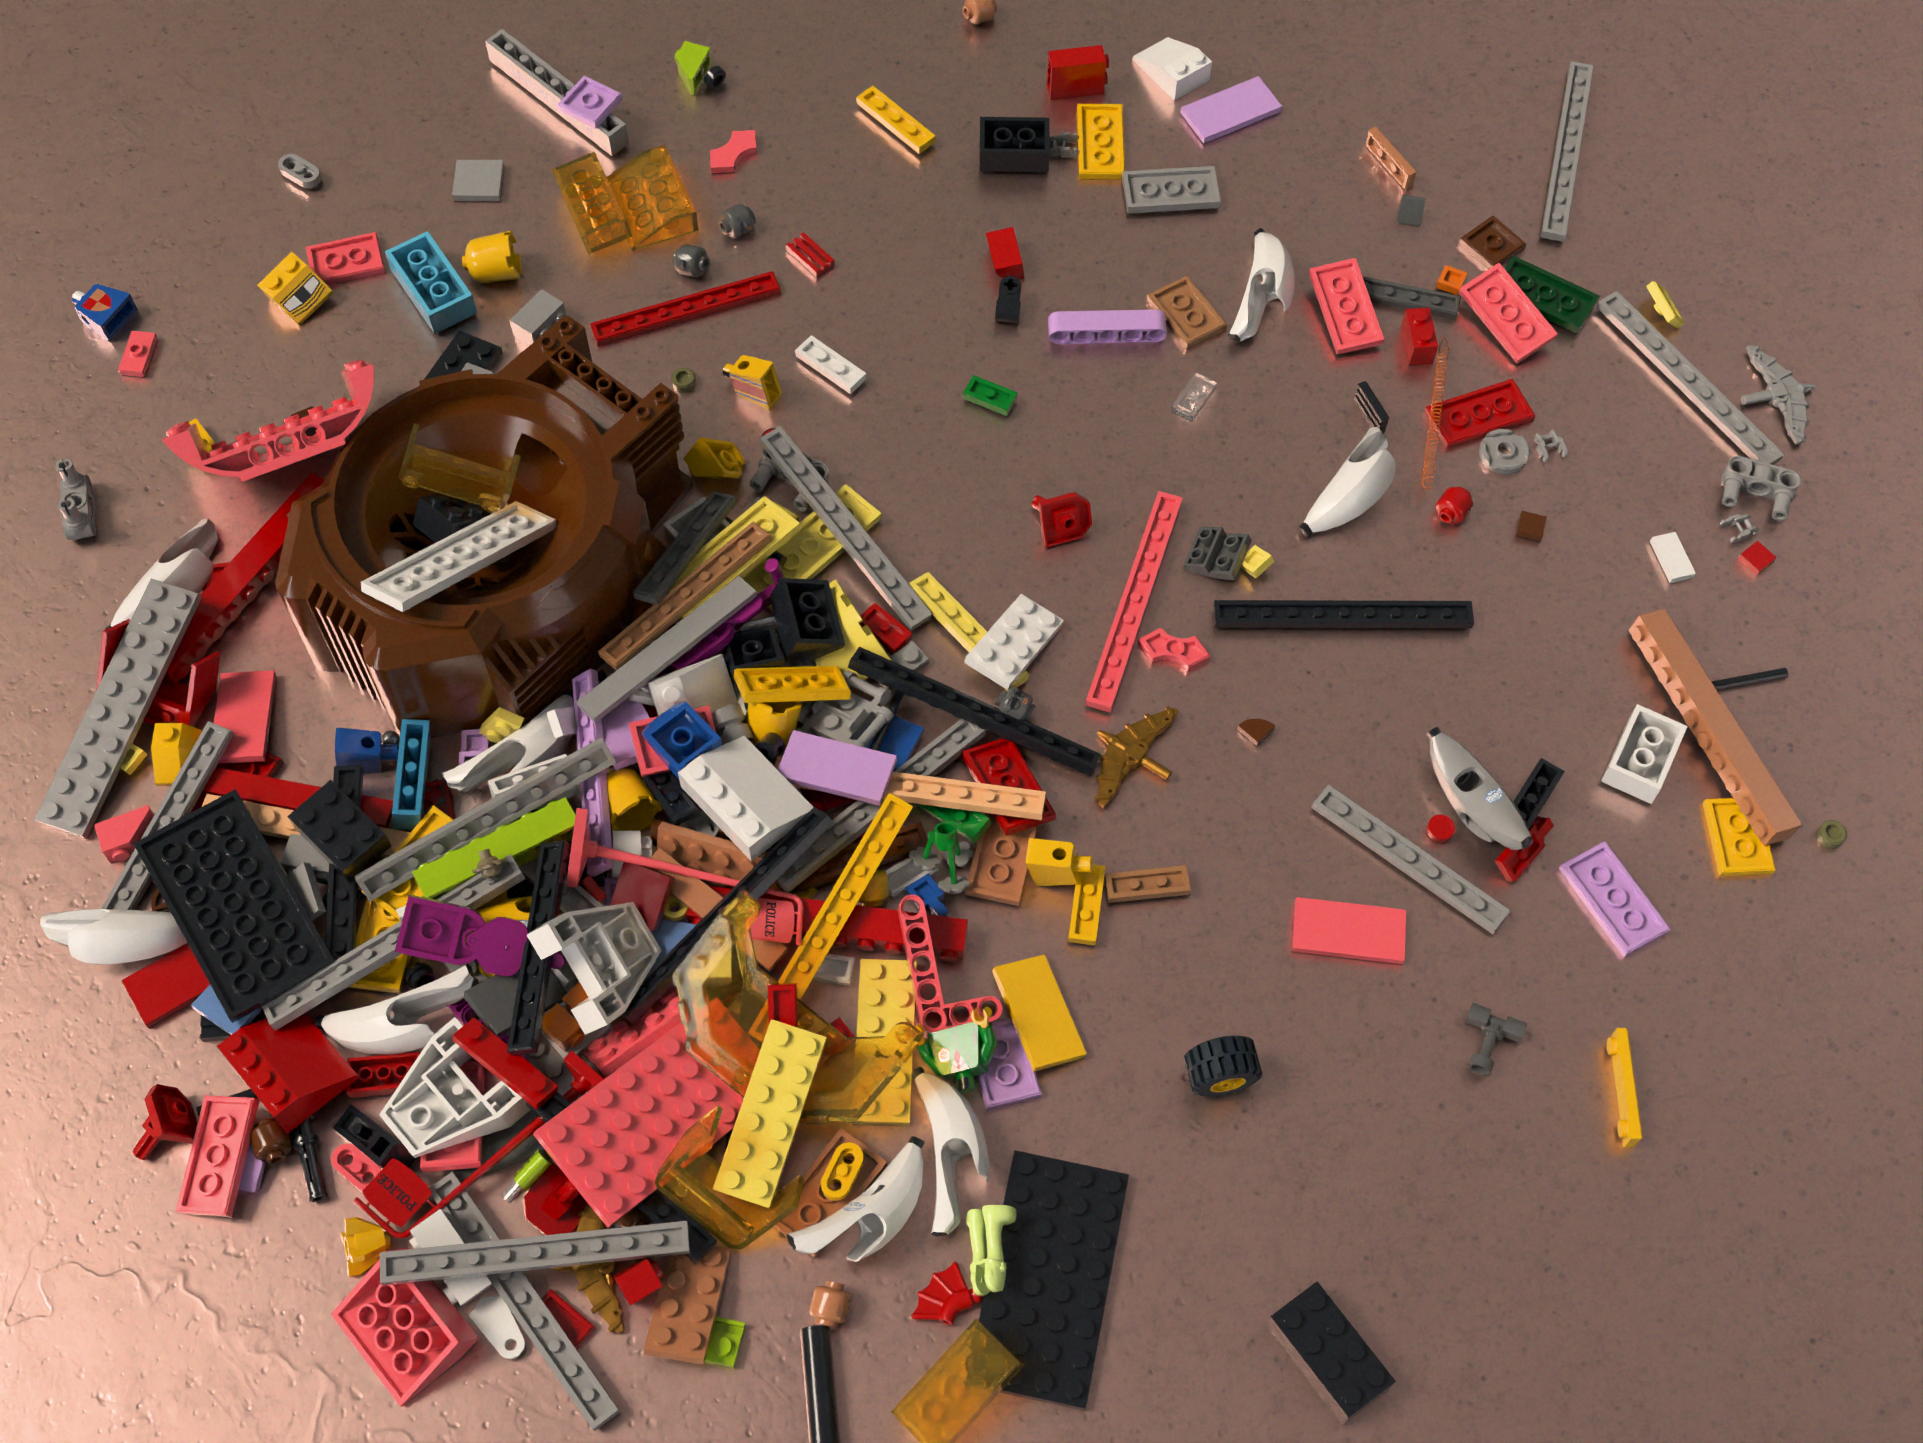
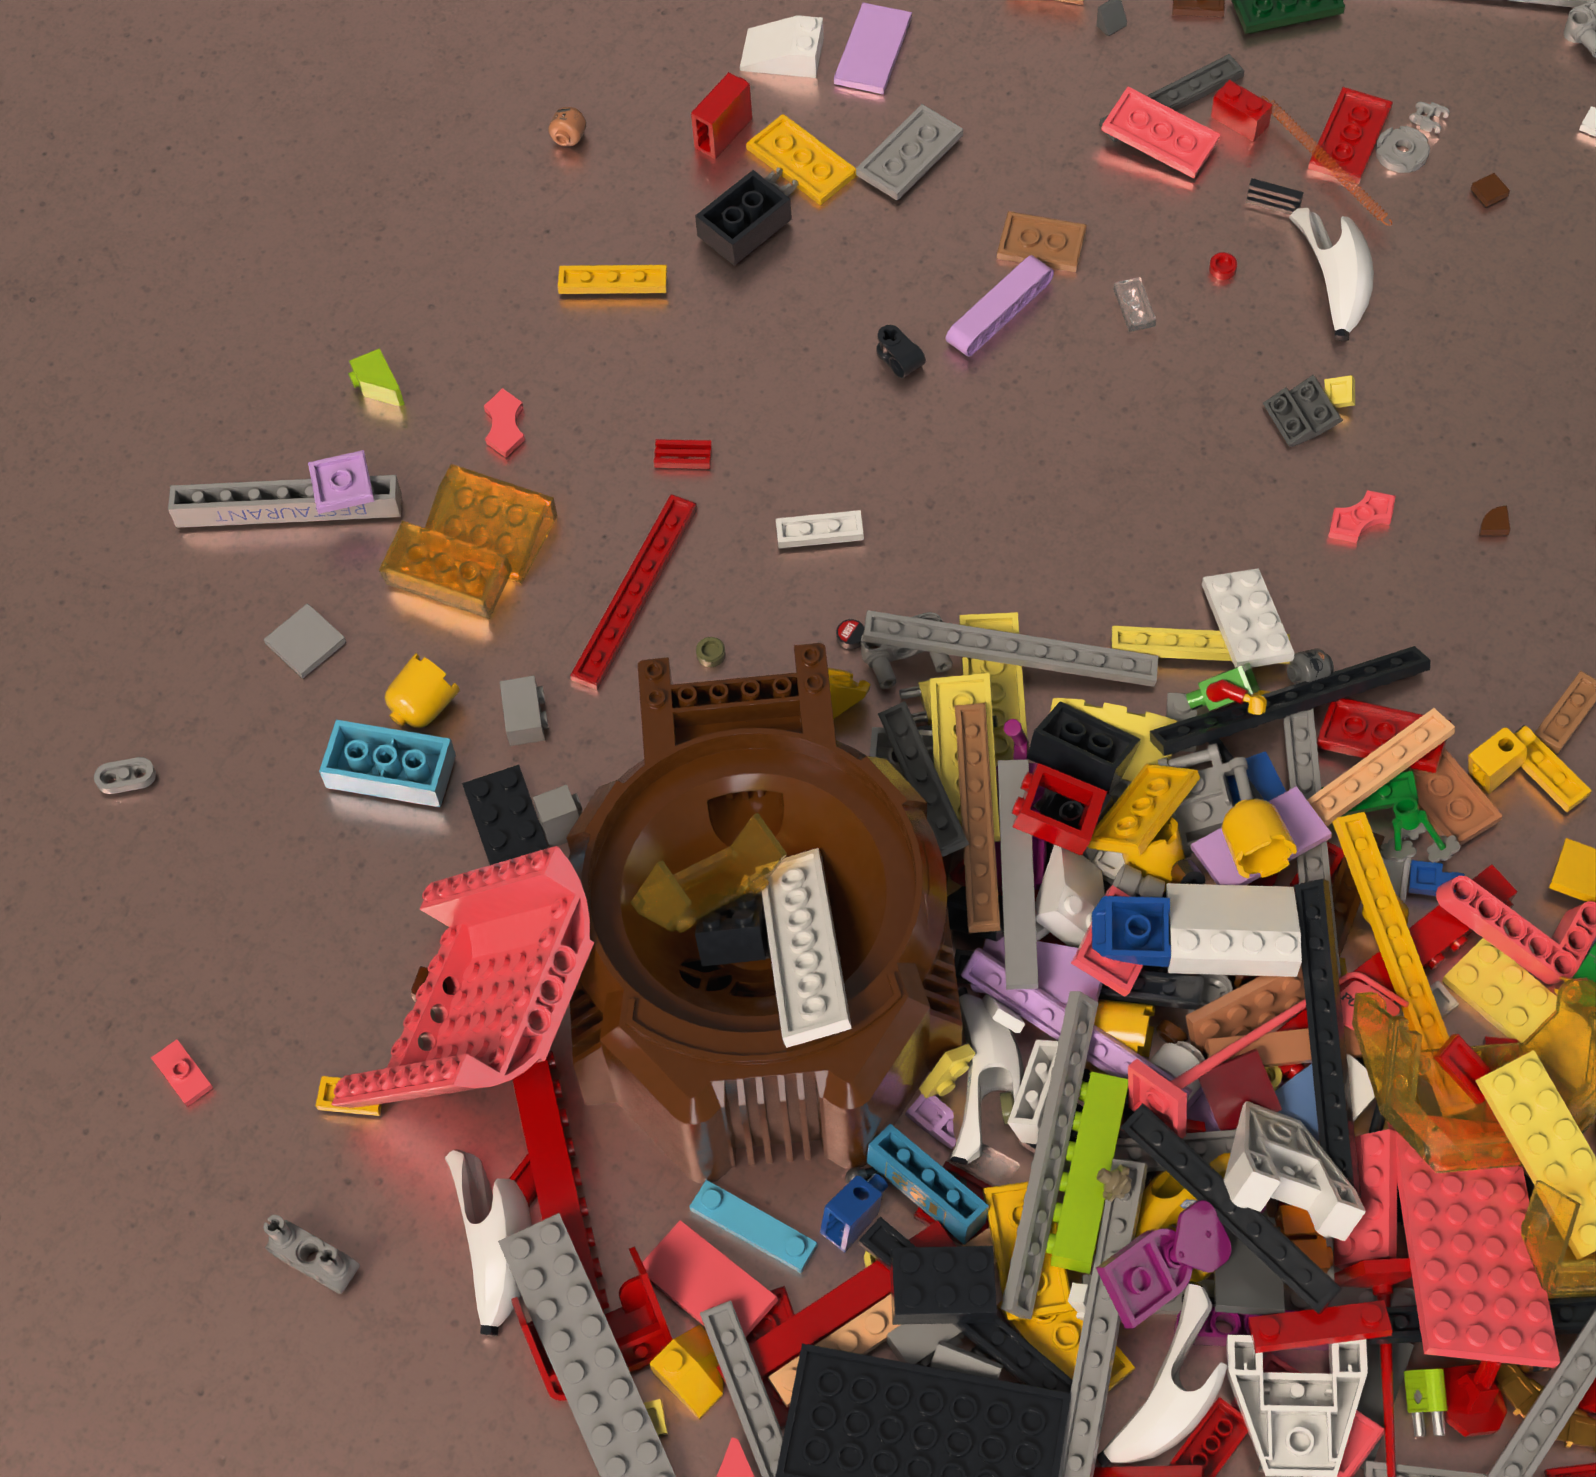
camera: 40 degrees left, 0 degrees up
(104, 309) = (97, 1064): blue torso -> none
(295, 288) = (267, 880): yellow slope -> none
(308, 712) = (753, 1226): none -> medium azure plate
(347, 258) = (271, 816): coral tile -> none
(419, 975) = (1133, 1340): black plate -> none
(691, 260) = (593, 545): dark grey head -> none
(714, 77) = (409, 372): black tile -> none
(737, 221) = (589, 477): dark grey head -> none
(740, 656) = (1052, 830): none -> red window
(754, 380) = (778, 597): yellow torso -> none
(821, 756) = (1257, 838): none -> yellow cylinder
(886, 628) = (1137, 699): red plate -> none
(938, 666) = (1230, 686): none -> torso
(990, 395) = (978, 441): green plate -> none
(1005, 253) = (848, 312): red brick -> none
(1063, 517) = (1162, 487): red piece -> none
(1129, 751) = (1429, 624): pearl gold bar -> none
(1133, 602) = (1291, 506): coral plate -> none
(1276, 267) = (1081, 155): white piece -> none
(1284, 423) = (1223, 266): none -> red tile
(1342, 614) = (1446, 377): black plate -> none
(1451, 280) = (1208, 46): orange plate -> none
(1454, 505) = (1423, 219): red head -> none
(1508, 313) = (1283, 37): coral plate -> none

